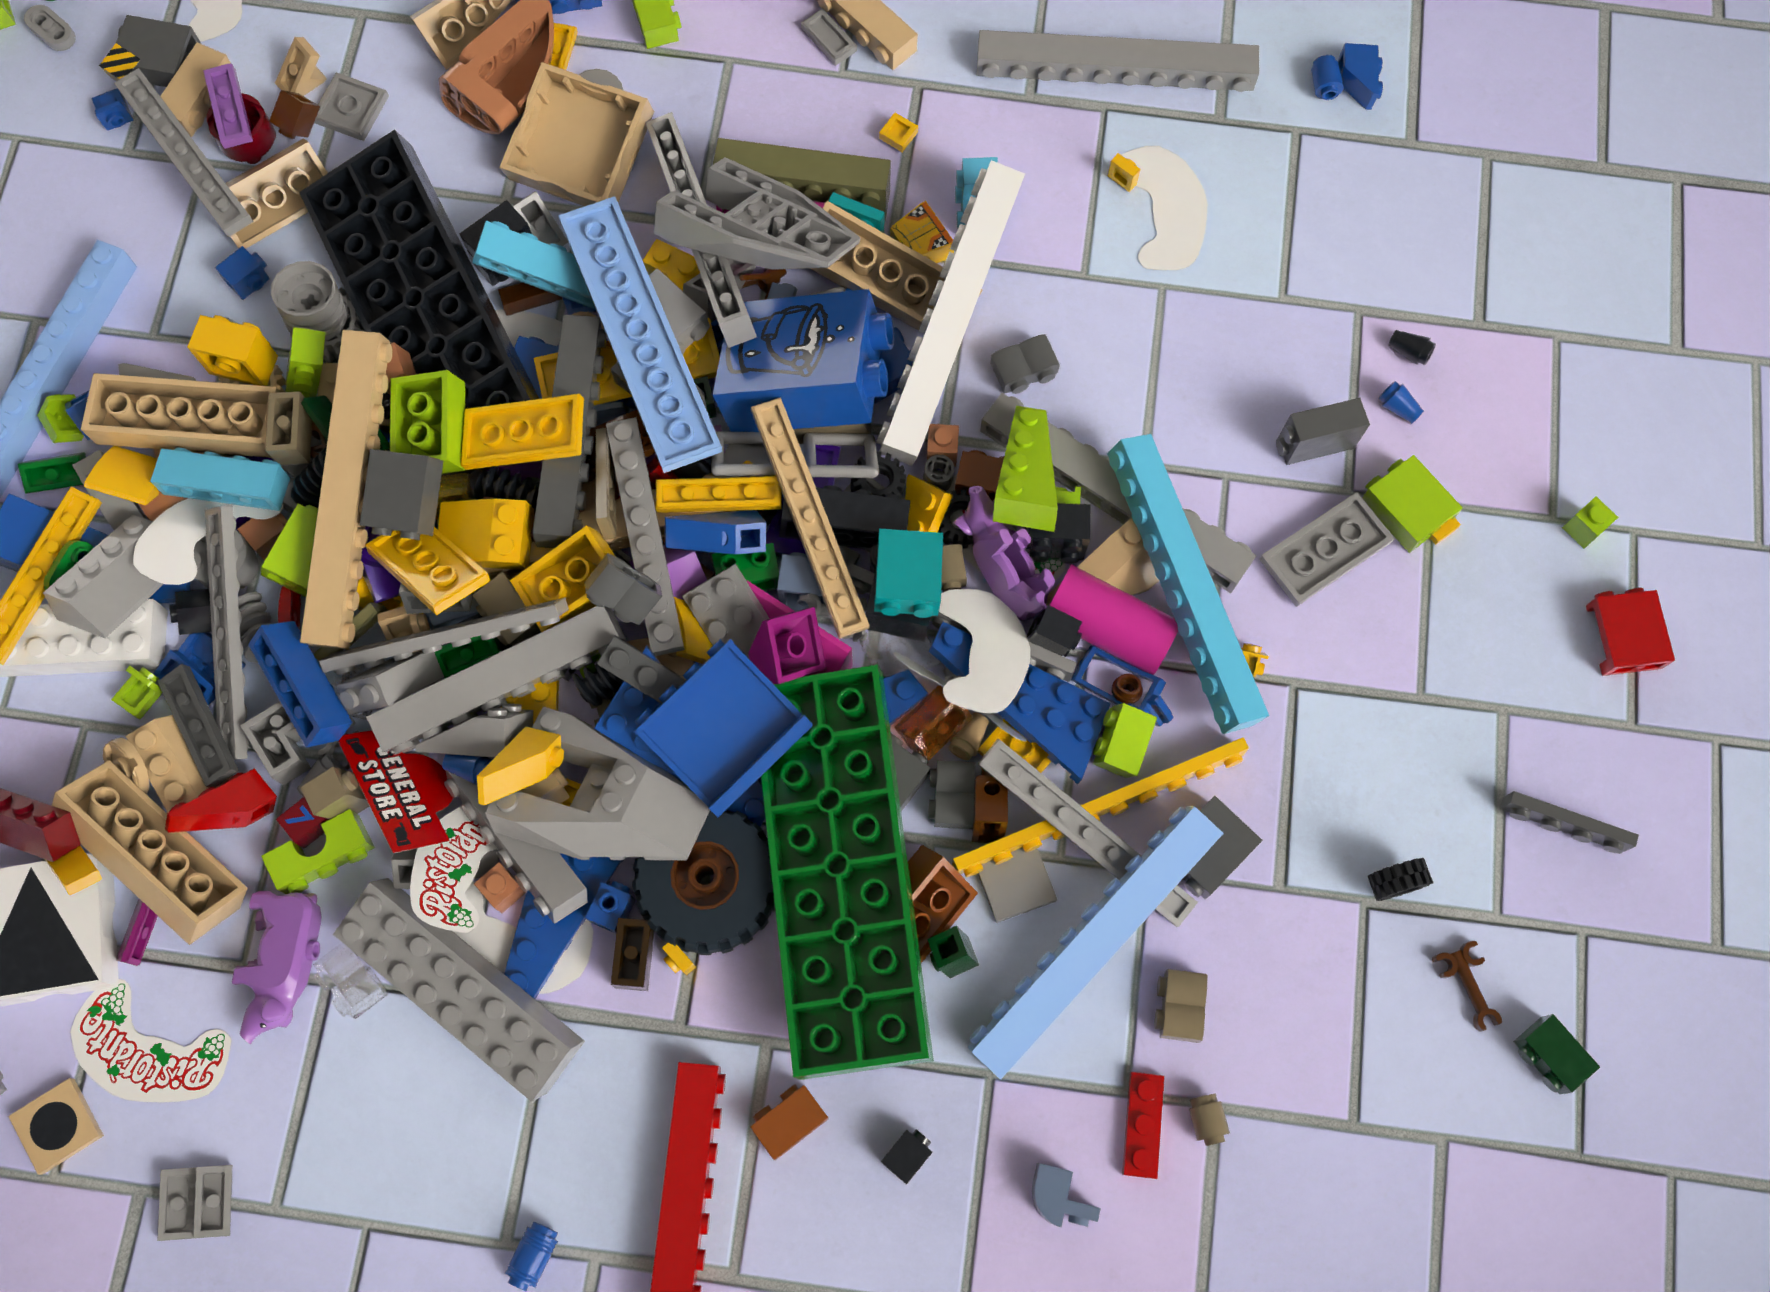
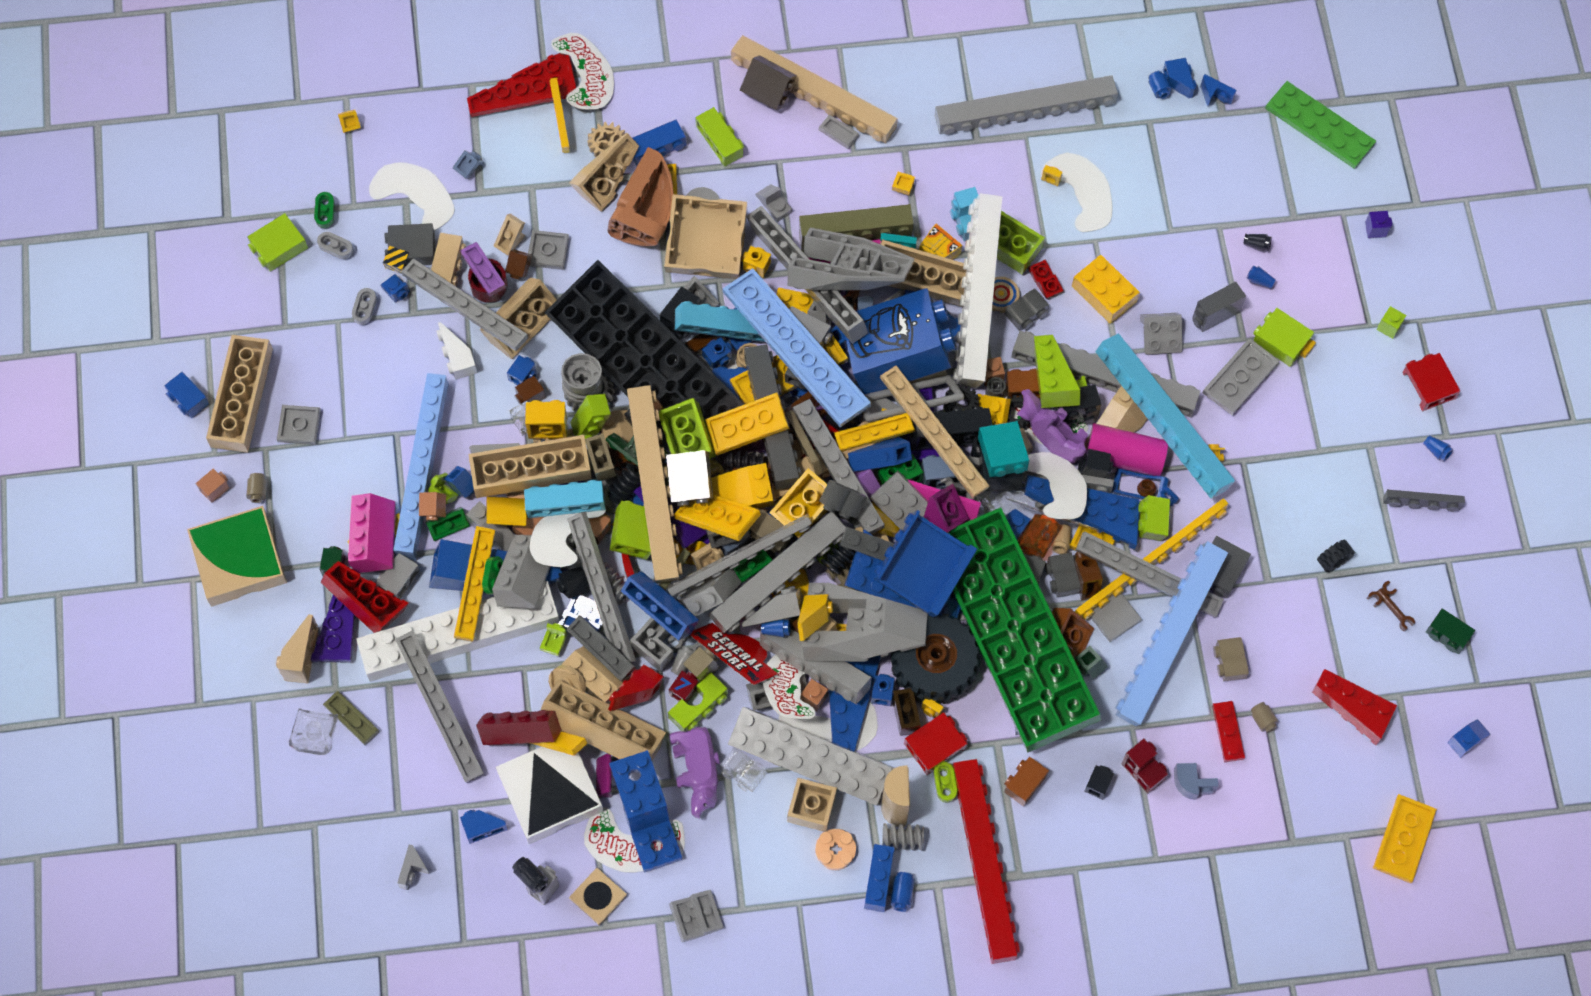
camera: 15 degrees left, 5 degrees down
(28, 439) = (432, 505): none -> nougat brick
(53, 126) = (364, 307): none -> light grey plate
(160, 232) = (459, 355): none -> white slope
(161, 1010) = (645, 811): none -> blue bracket
(243, 304) = (529, 391): none -> reddish brown brick
(432, 1070) = (811, 804): none -> tan brick
(433, 1160) = (828, 840): none -> light nougat plate
(499, 1224) = (879, 878): none -> blue brick
(536, 315) = (717, 353): none -> blue brick
(558, 1102) = (896, 796): none -> tan brick
(561, 1164) = (903, 837): none -> light grey piece
(640, 193) = (756, 259): none -> yellow brick
(659, 1087) = (945, 782): none -> lime plate
(665, 1018) = (935, 742): none -> red panel
(700, 116) = (774, 202): none -> light grey slope
(987, 1152) = (1143, 767): none -> dark red brick
(992, 329) = (1004, 294): none -> tile
(1034, 257) = (1017, 243): none -> lime brick
(1067, 325) = (1045, 279): none -> red slope
(1154, 361) = (1105, 289): none -> yellow brick
(1223, 450) = (1162, 333): none -> light grey bracket
(1373, 1148) = (1357, 705): none -> red wedge
(1410, 102) = (1214, 88): none -> blue slope
(1541, 1248) = (1468, 738): none -> blue slope
(1558, 194) = (1320, 124): none -> bright green plate
(1608, 364) = (1378, 224): none -> dark purple brick
(1613, 742) = (1438, 448): none -> blue cone

